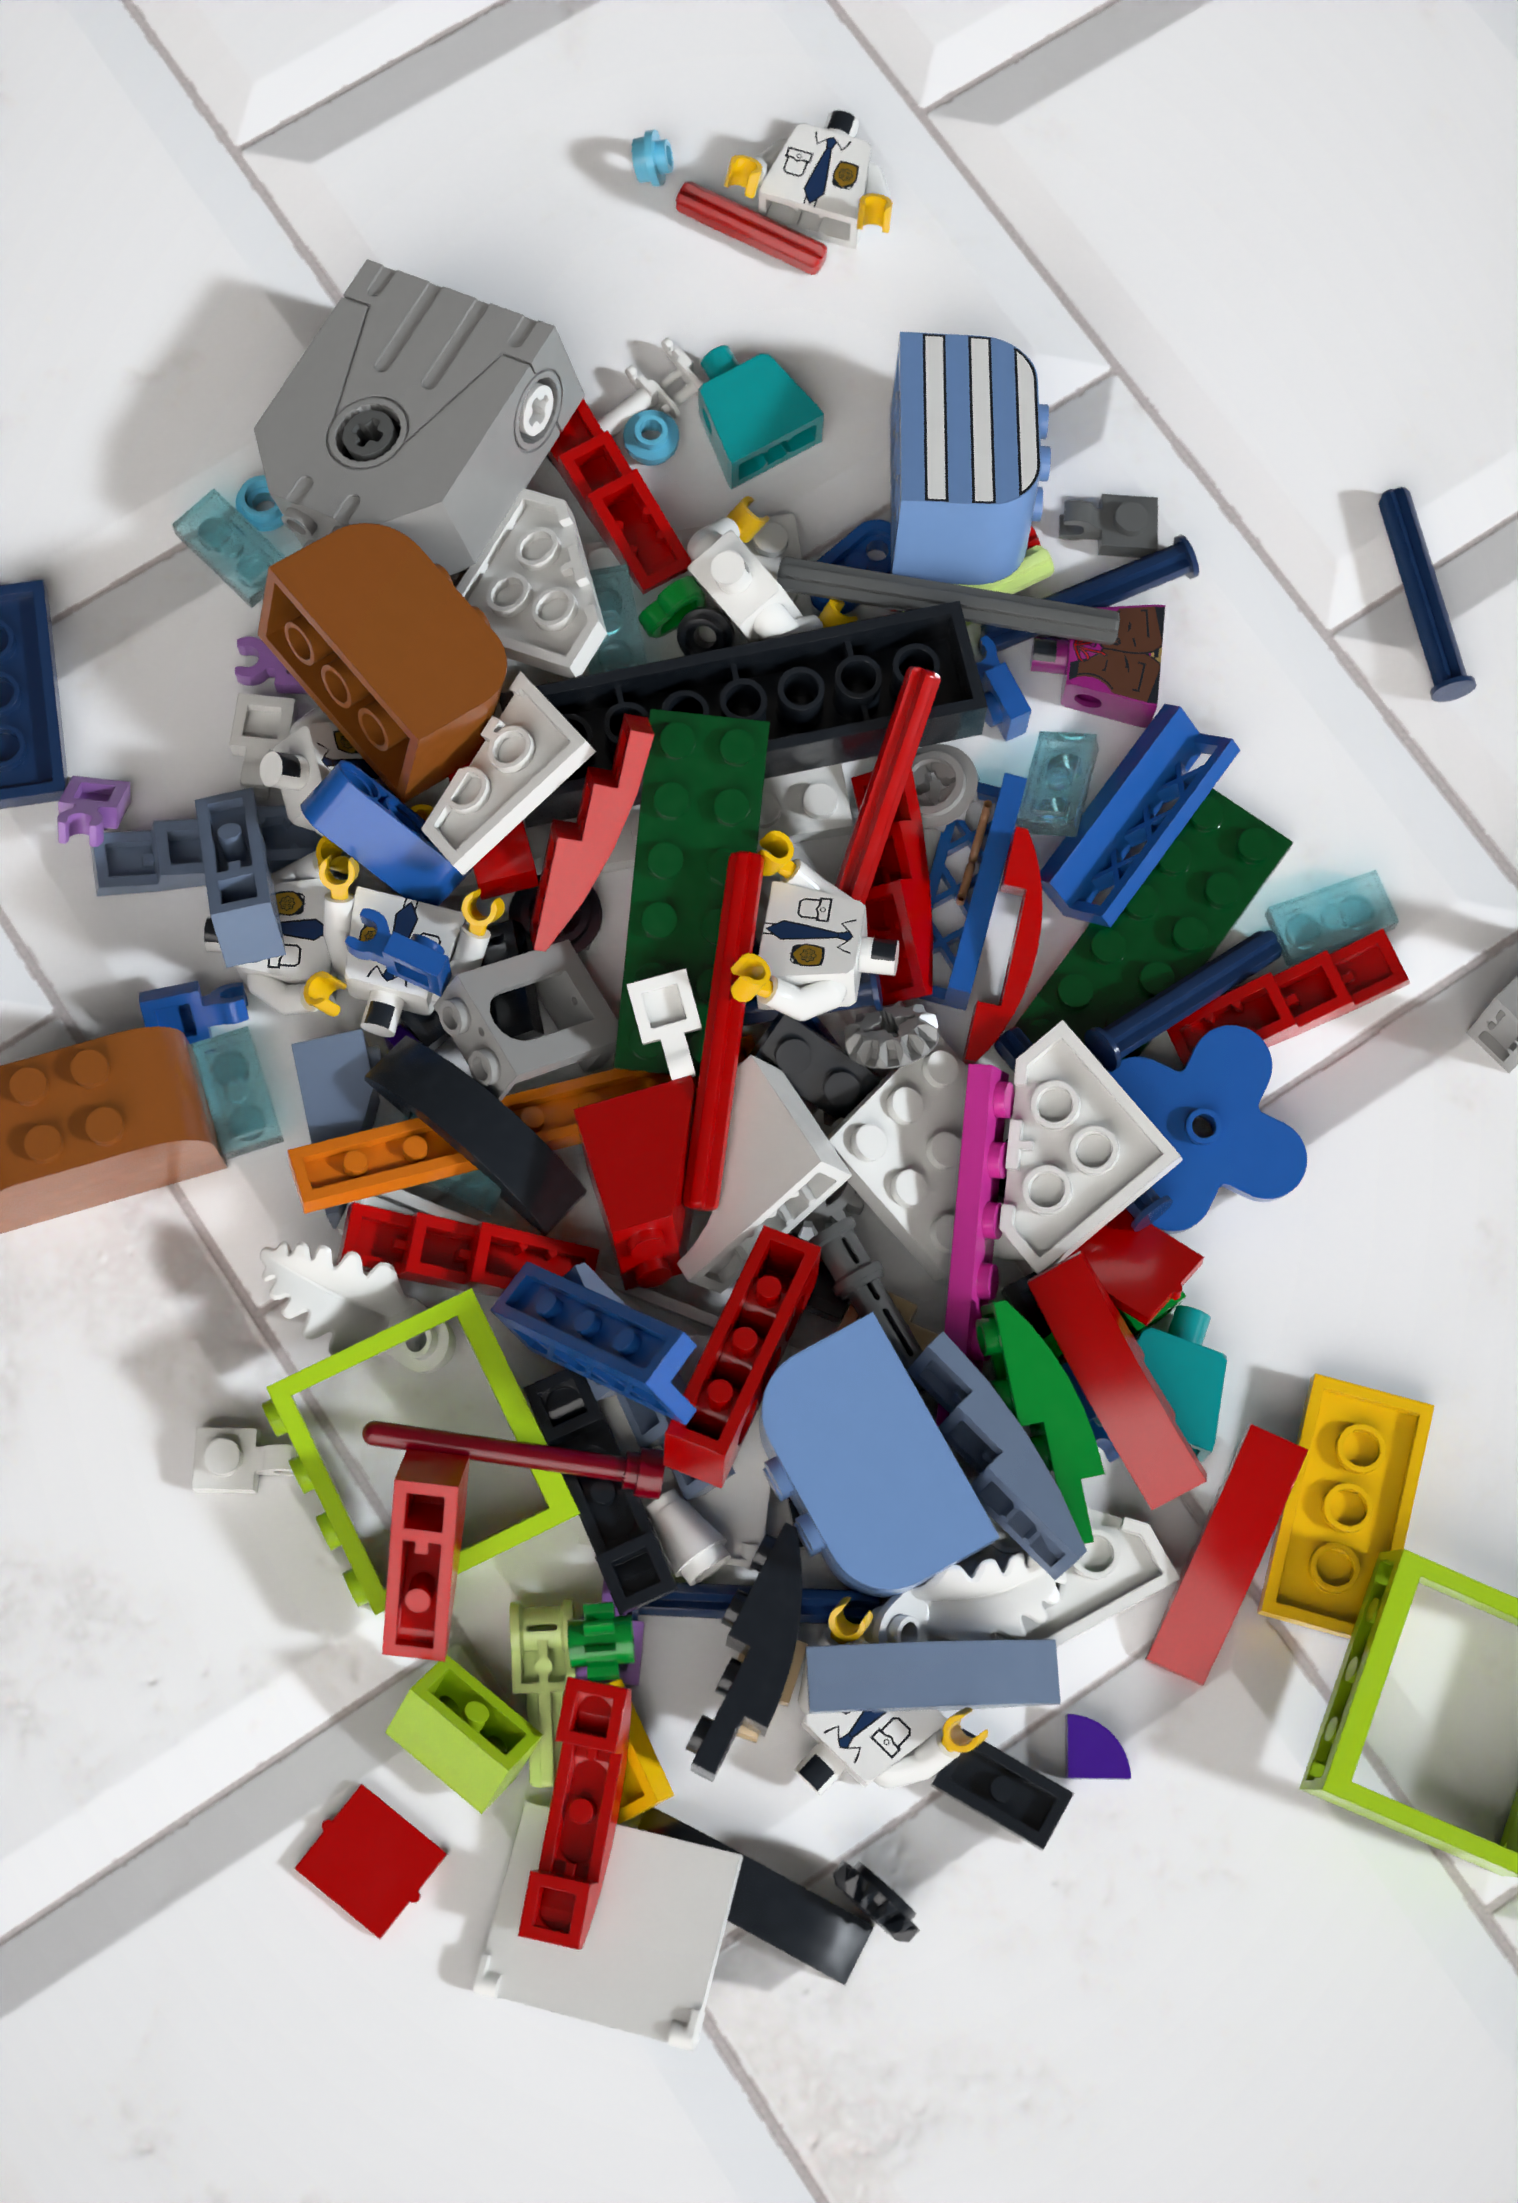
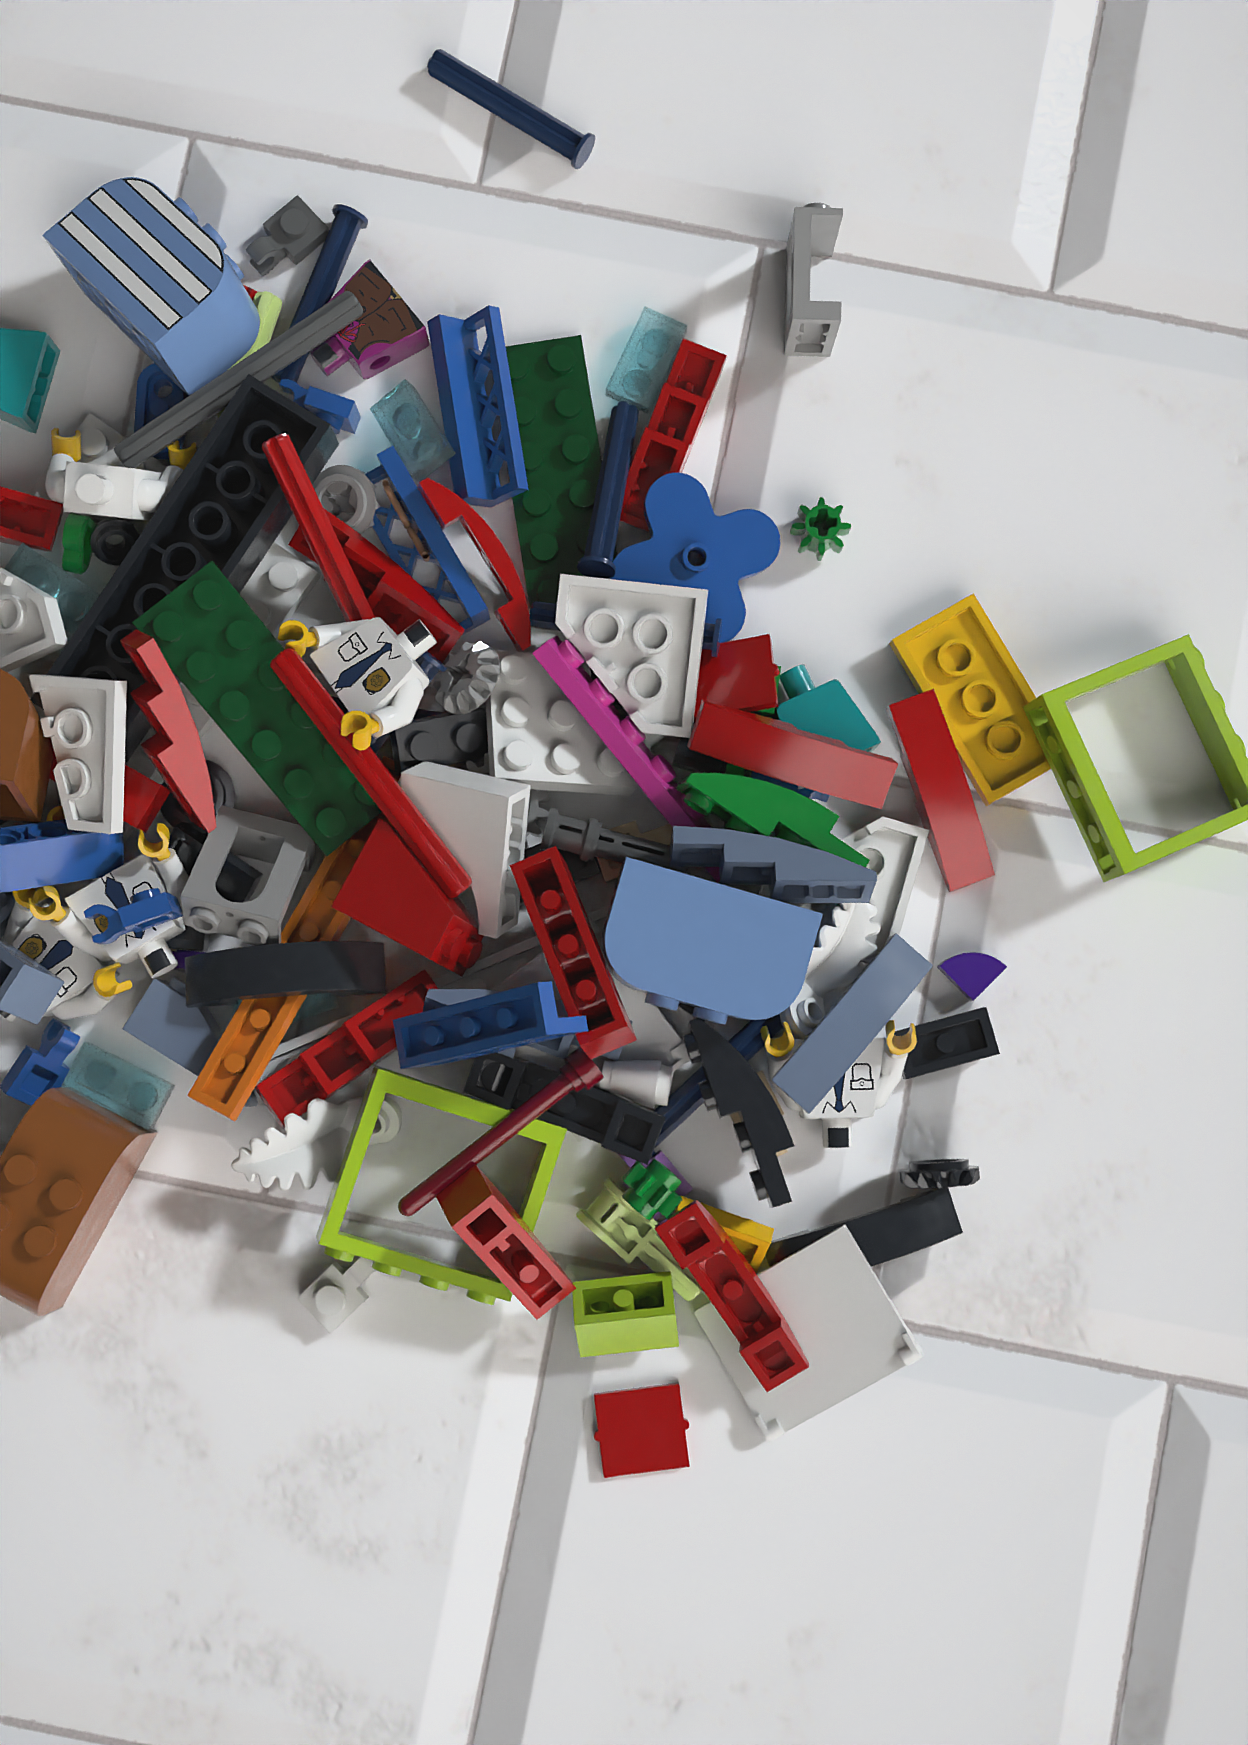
camera: 45 degrees left, 10 degrees up
(665, 1014) = (327, 796): white plate -> none
(1353, 1196) = (830, 521): none -> green gear

